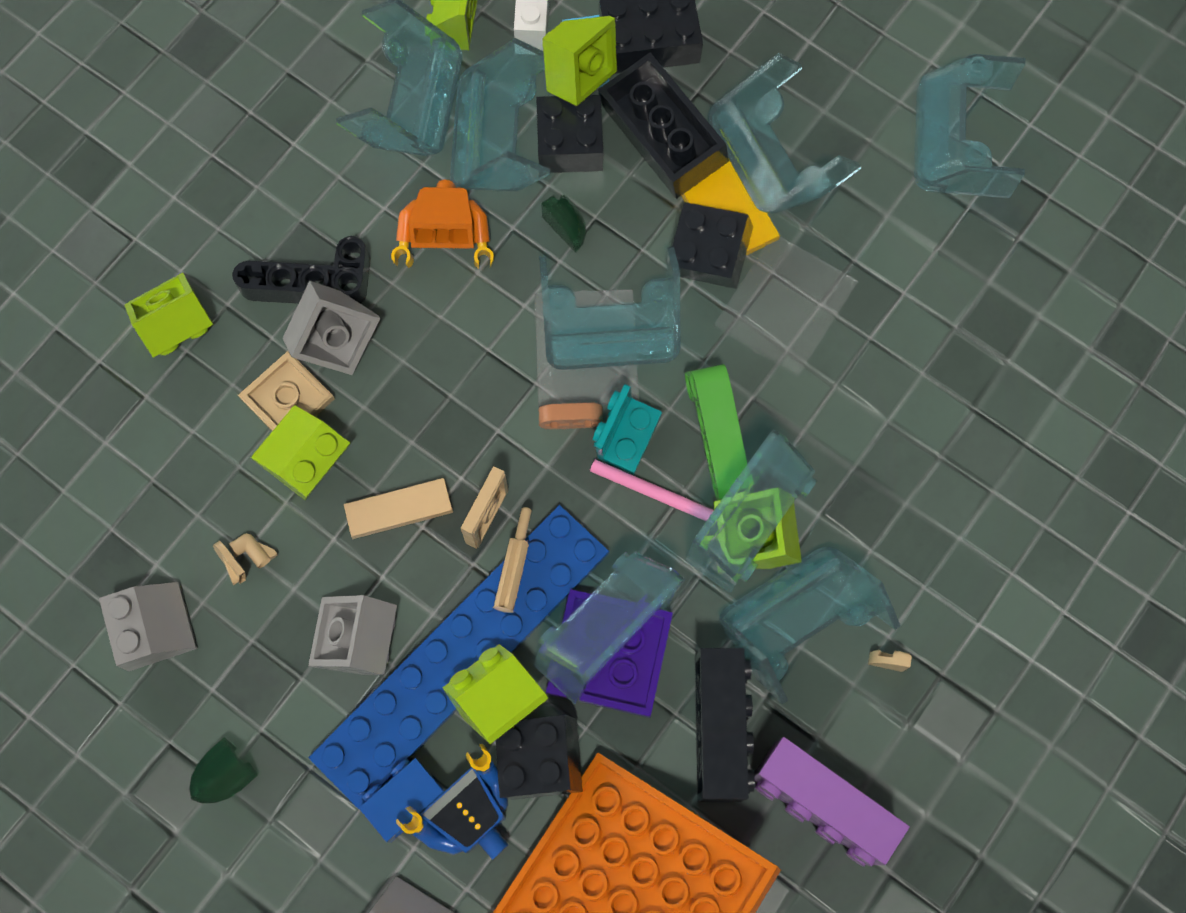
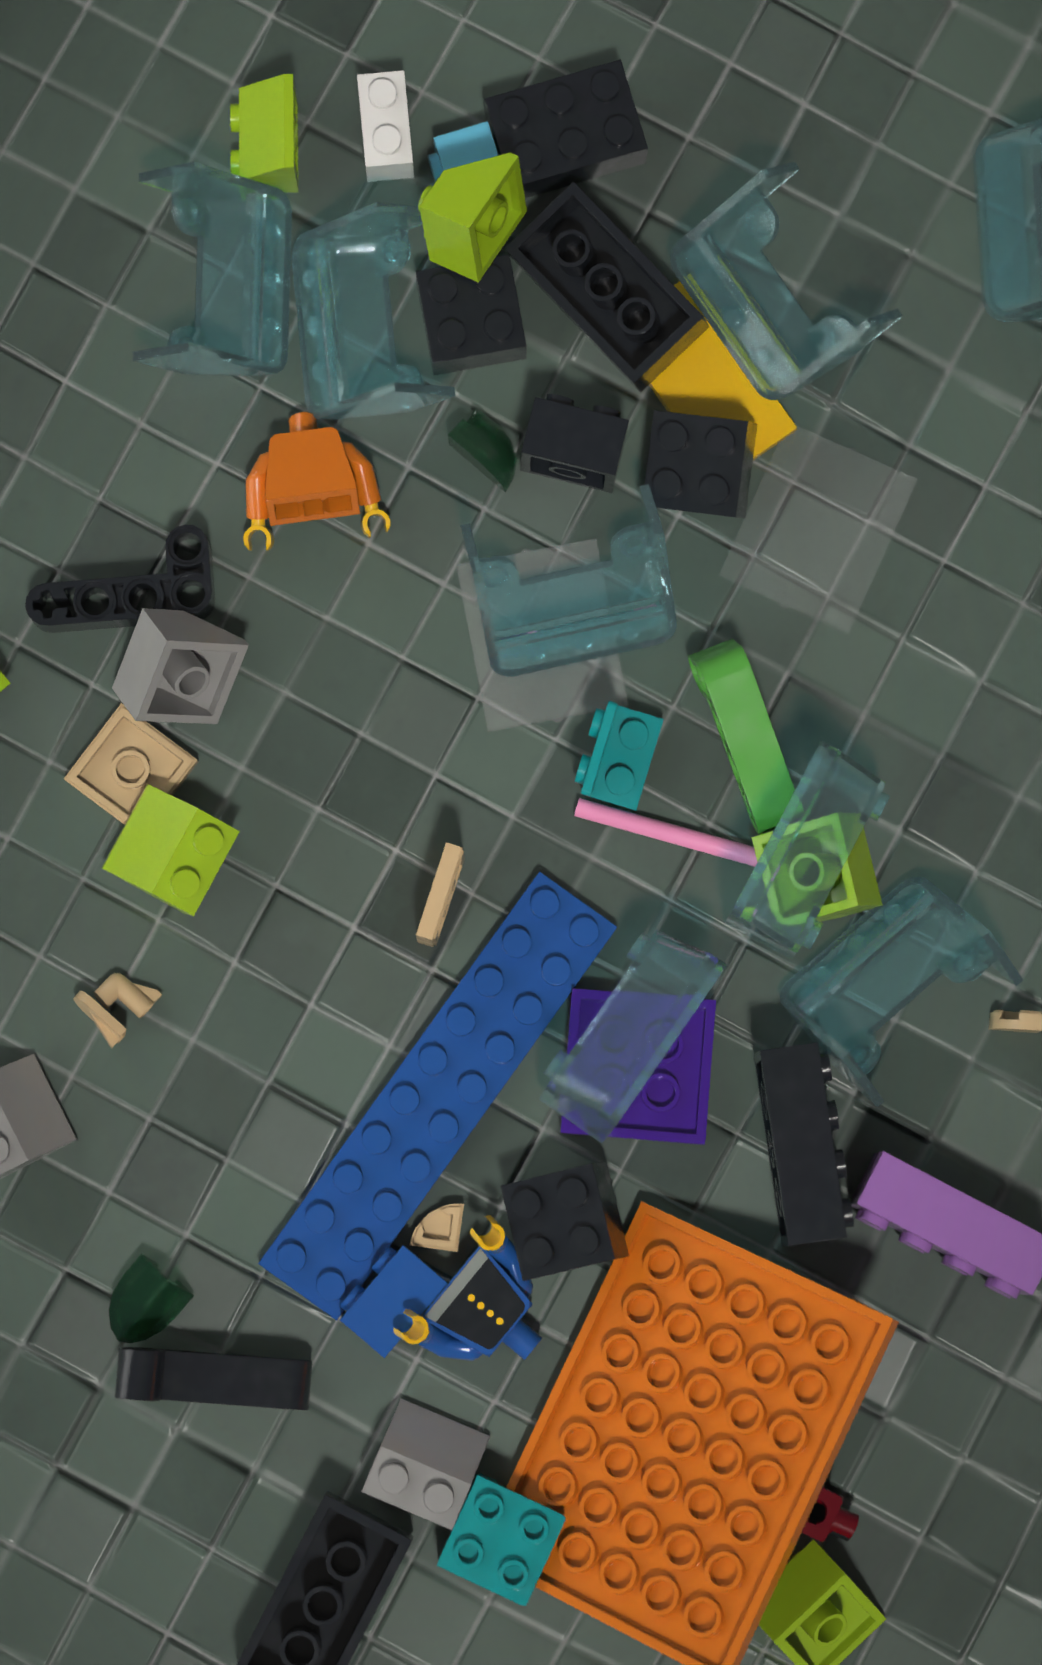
camera: 10 degrees left, 10 degrees up
(255, 839) = (213, 1378): none -> black beam
(353, 635) = (287, 1092): light grey slope -> none
(398, 508) = (317, 907): tan tile -> none
(447, 751) = (440, 1228): none -> tan tile
(494, 693) = (494, 1146): lime slope -> none
(513, 566) = (491, 968): tan axle -> none
(570, 415) = (536, 742): nougat beam -> none
(626, 220) = (574, 443): none -> black brick

